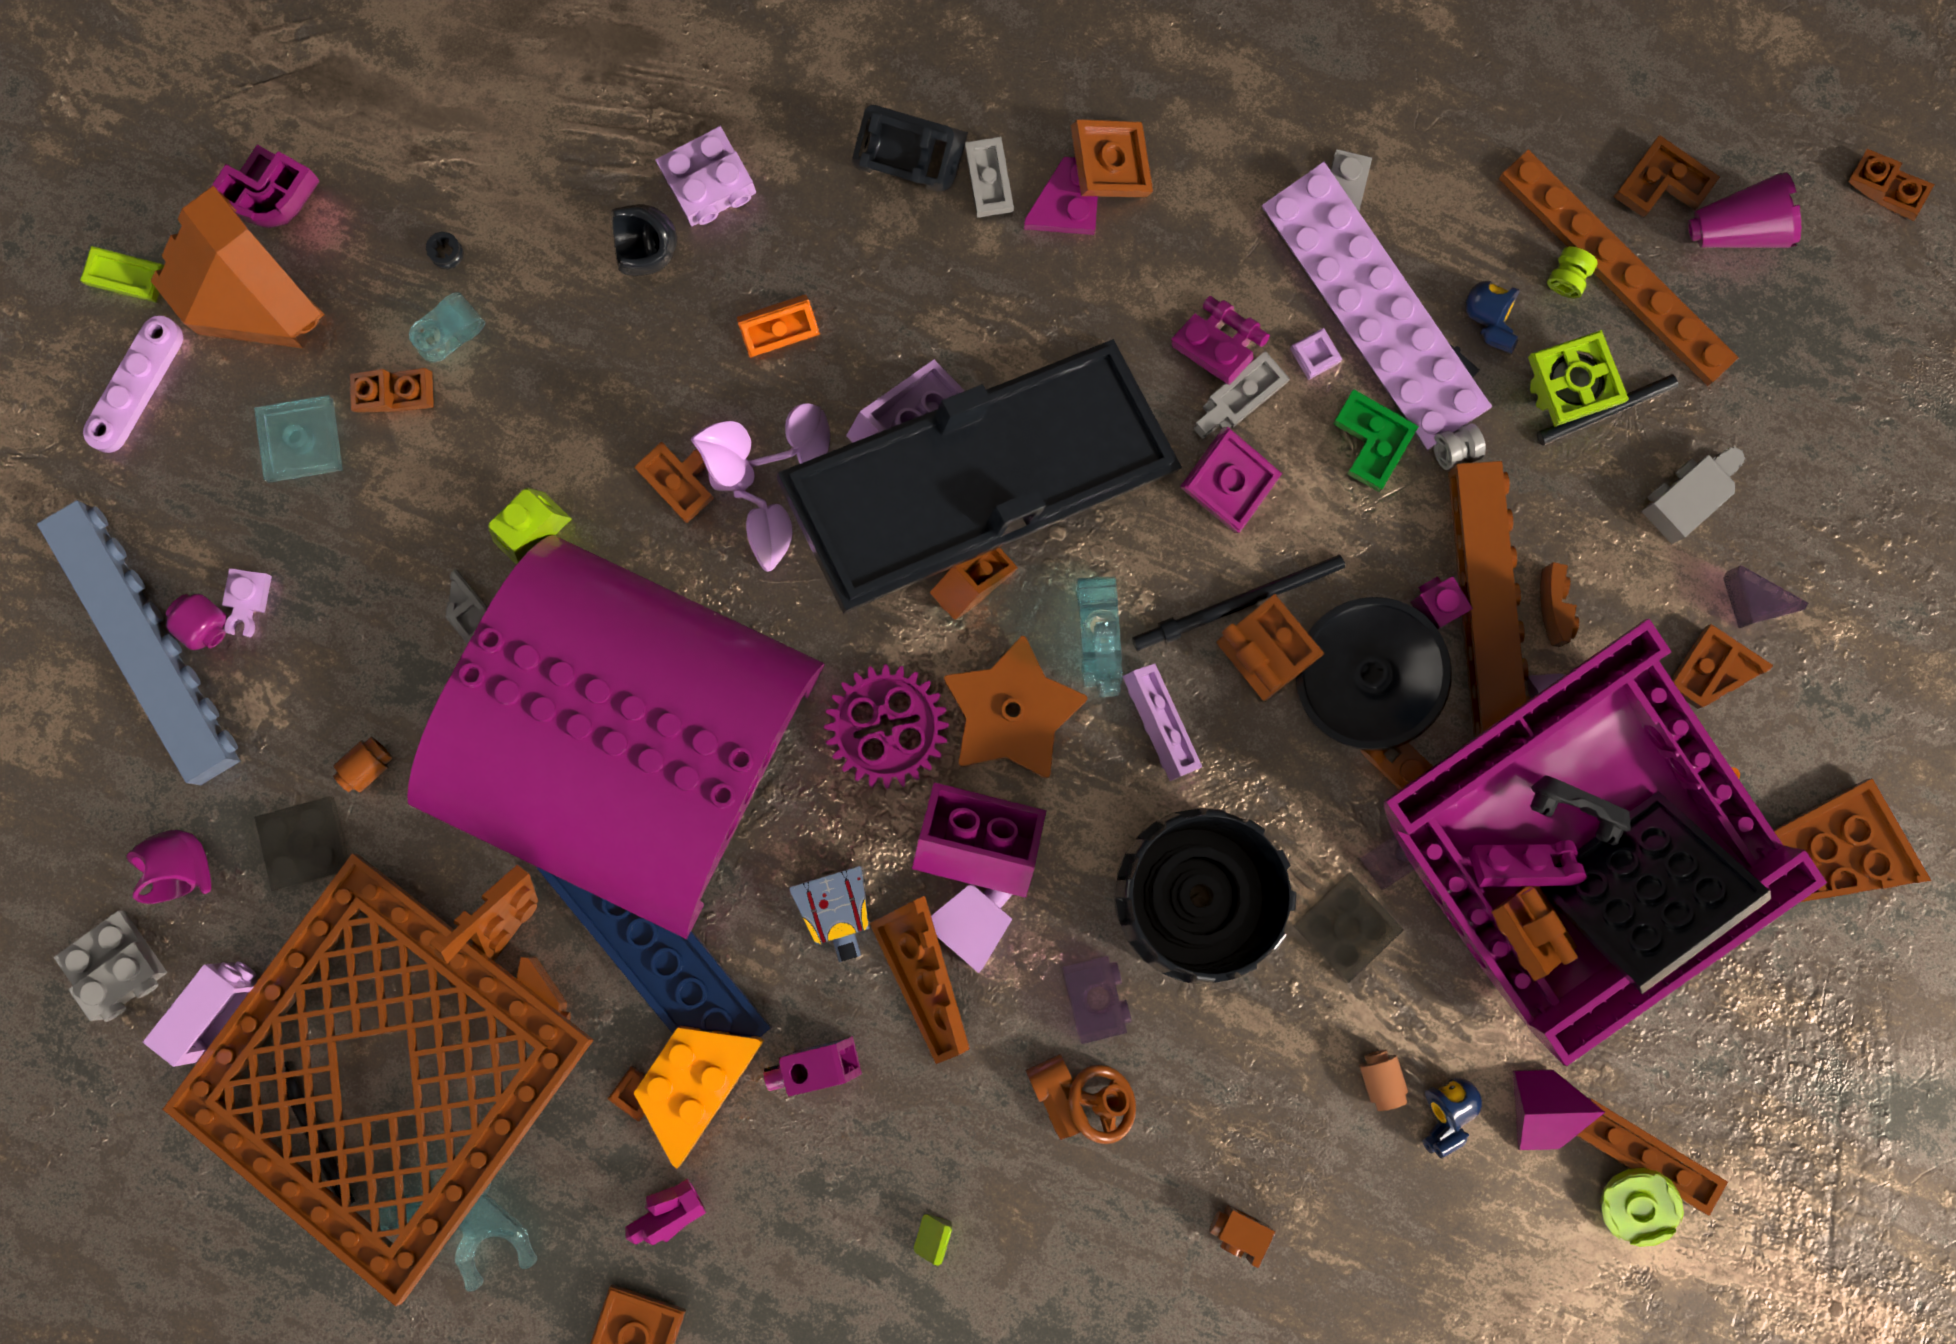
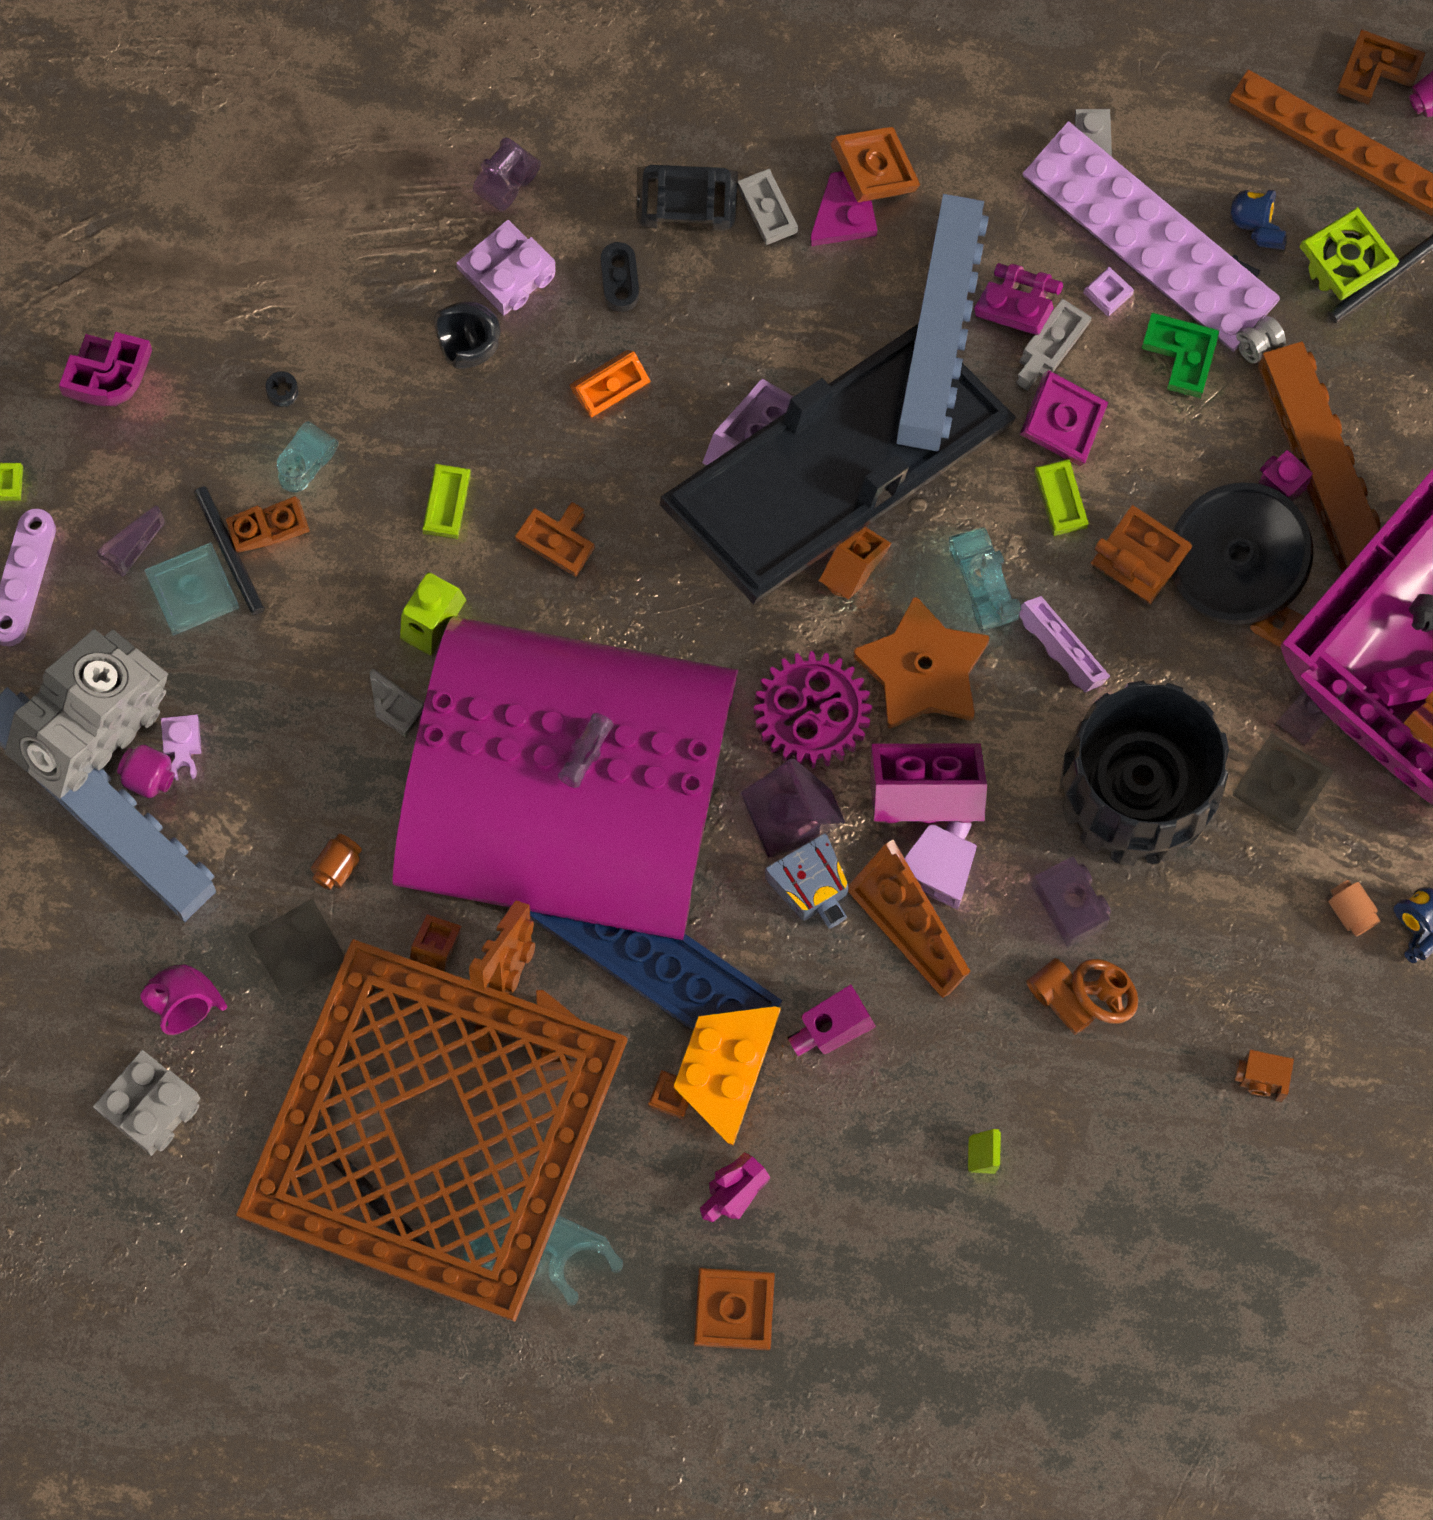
camera: 15 degrees left, 10 degrees down
(135, 549) = (85, 711): none -> light grey piece
(200, 1012) = (254, 1111): lavender window -> none
(227, 280) = (101, 456): dark orange panel -> none
(247, 376) = (127, 546): none -> clear purple slope
(347, 417) = (228, 550): none -> black bar
(437, 877) = (435, 942): none -> dark orange bracket
(578, 410) = (446, 501): none -> lime tile
(619, 733) = (585, 750): none -> clear purple pin
(725, 451) = (608, 490): lavender plant -> none
(729, 75) = (505, 174): none -> clear purple piece
(817, 217) = (619, 279): none -> black plate
(836, 827) = (791, 808): none -> clear purple slope
(1128, 350) = (940, 323): none -> sand blue brick
(1171, 629) = (1048, 562): black bar -> none
(1205, 563) = (1061, 497): none -> lime tile
(1557, 616) = (1390, 462): dark orange slope -> none
(1572, 272) = (1318, 165): lime wheel -> none

